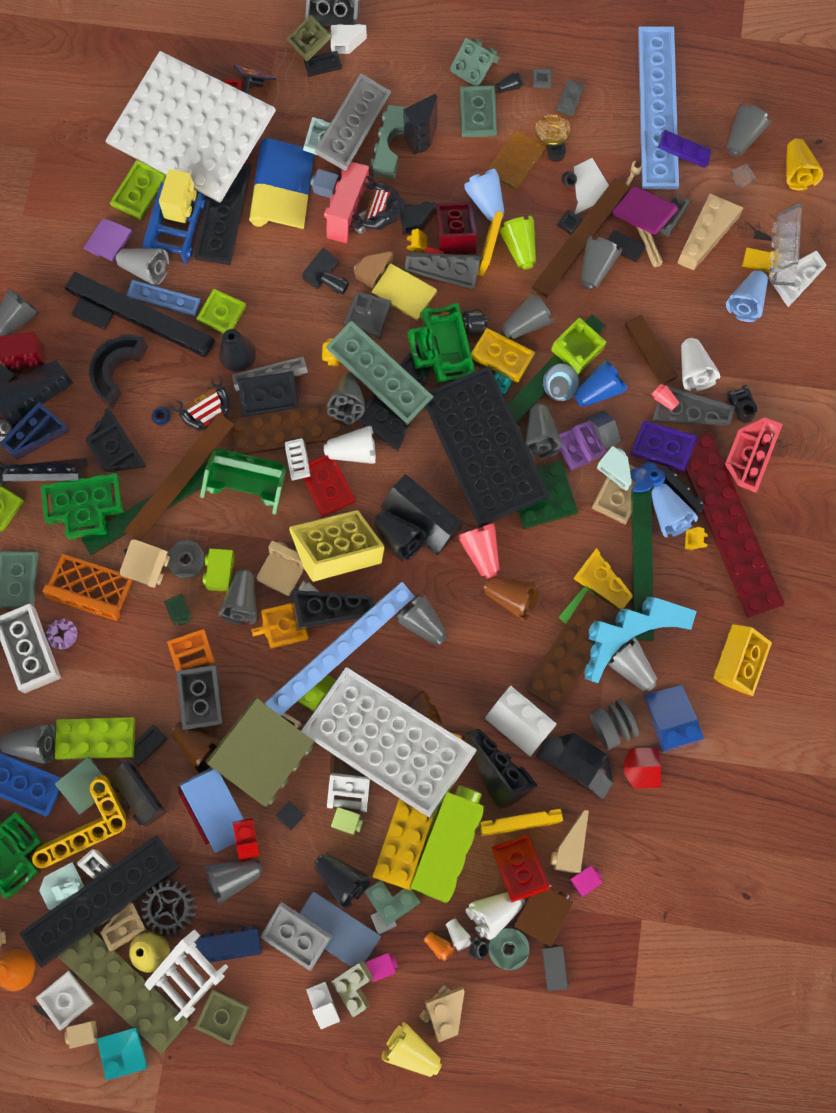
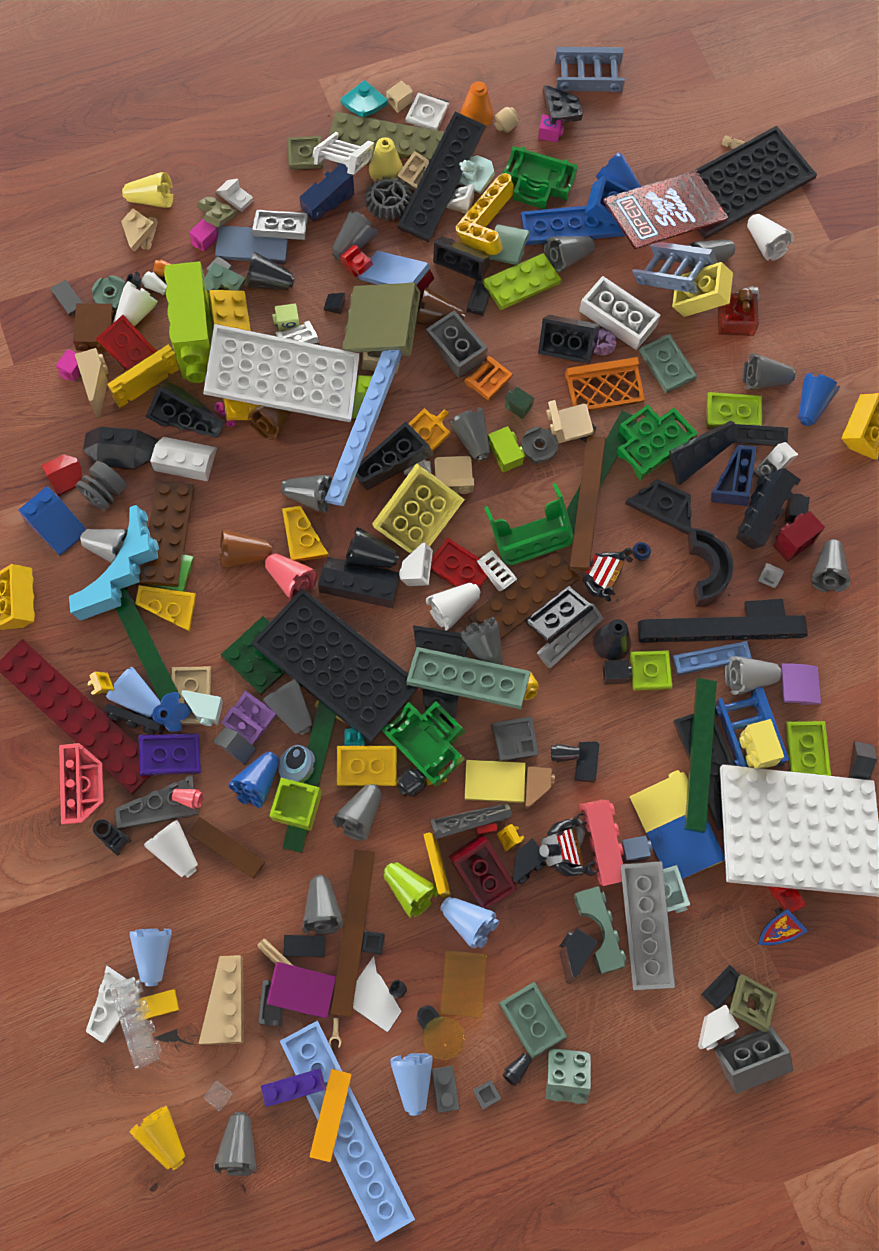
camera: 145 degrees right, 5 degrees down
(67, 336) = (771, 575): none -> light grey tile
(91, 647) = (568, 338): none -> black slope
(101, 160) = (862, 761): none -> black slope
(227, 221) = (700, 756): none -> dark green tile
(251, 324) = (616, 672): none -> black brick
(366, 496) = (417, 566): none -> white slope
(451, 584) = (301, 537): none -> yellow wing
(590, 113) = (413, 1080): none -> light blue cone
(665, 116) = (330, 1115): none -> light orange tile

